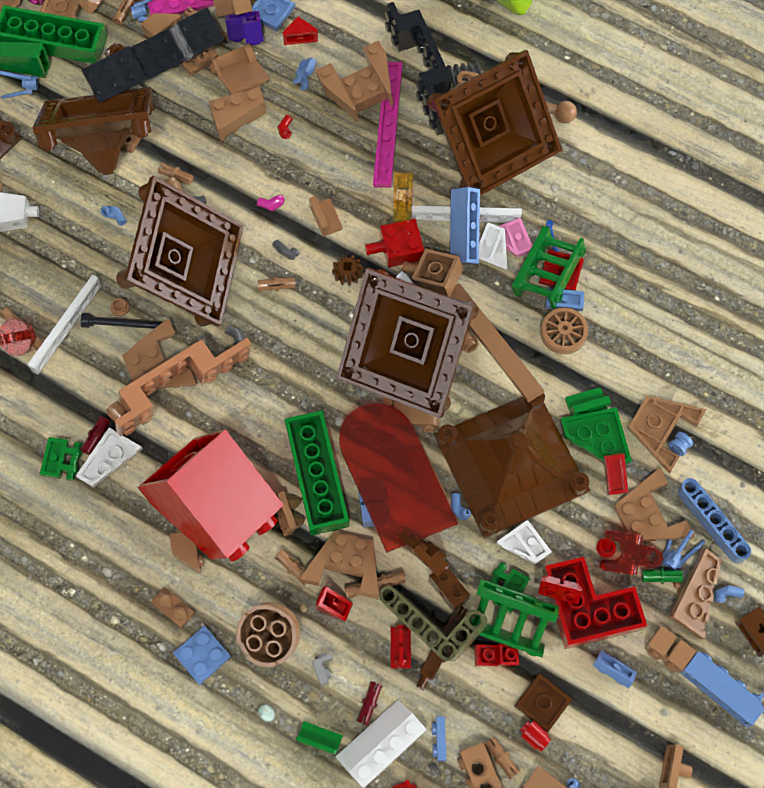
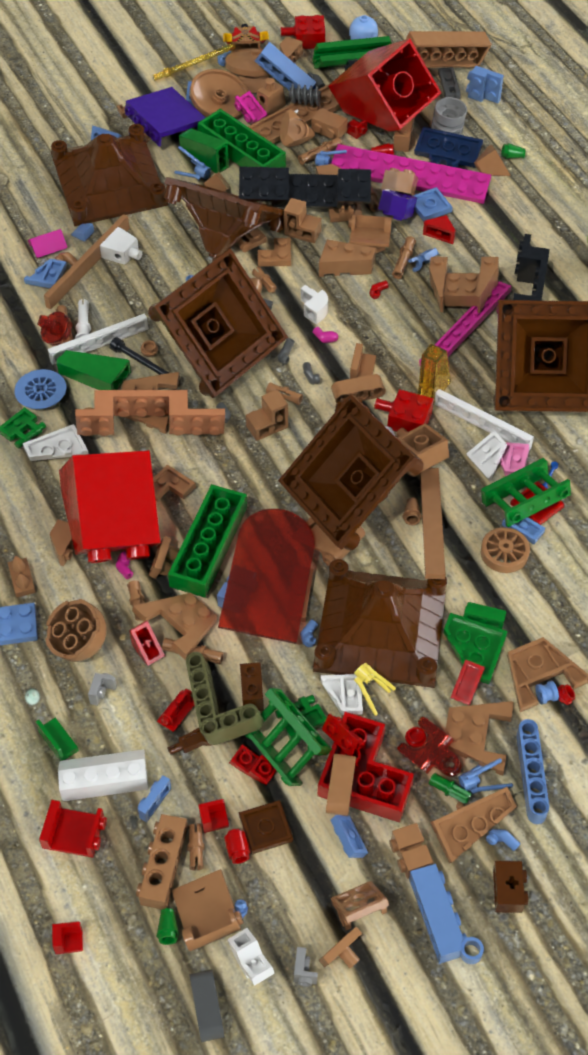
camera: 35 degrees right, 15 degrees down
(39, 319) = (82, 327): none -> white pin
(45, 390) = (28, 386): none -> medium blue piece
(55, 90) = (217, 182): none -> medium nougat panel
(85, 360) = (93, 369): none -> green slope
(95, 435) = (58, 424): dark red pin -> none
(169, 95) = (299, 224): none -> medium nougat brick
(169, 139) = (279, 256): none -> medium nougat plate
(242, 173) = (315, 304): none -> white brick
(244, 430) = (172, 480): none -> medium nougat plate
(247, 239) = (283, 356): none -> dark grey arm
(255, 542) = (122, 565): none -> dark pink arm
(284, 74) = (405, 253): none -> medium nougat pin
(284, 317) = (270, 418): none -> medium nougat brick
(339, 243) = (362, 388): none -> medium nougat beam
(369, 703) = (118, 737): dark red pin -> none
(426, 552) = (250, 645): reddish brown plate -> none
(465, 223) = (472, 422): medium blue brick -> none
(497, 722) = (213, 815): none -> red panel
(535, 519) = (367, 674): none -> light yellow plant
(590, 635) = (341, 785): none -> medium nougat beam
(669, 706) = (346, 900): none -> medium nougat piece
(696, 435) = (566, 694): none -> red plate

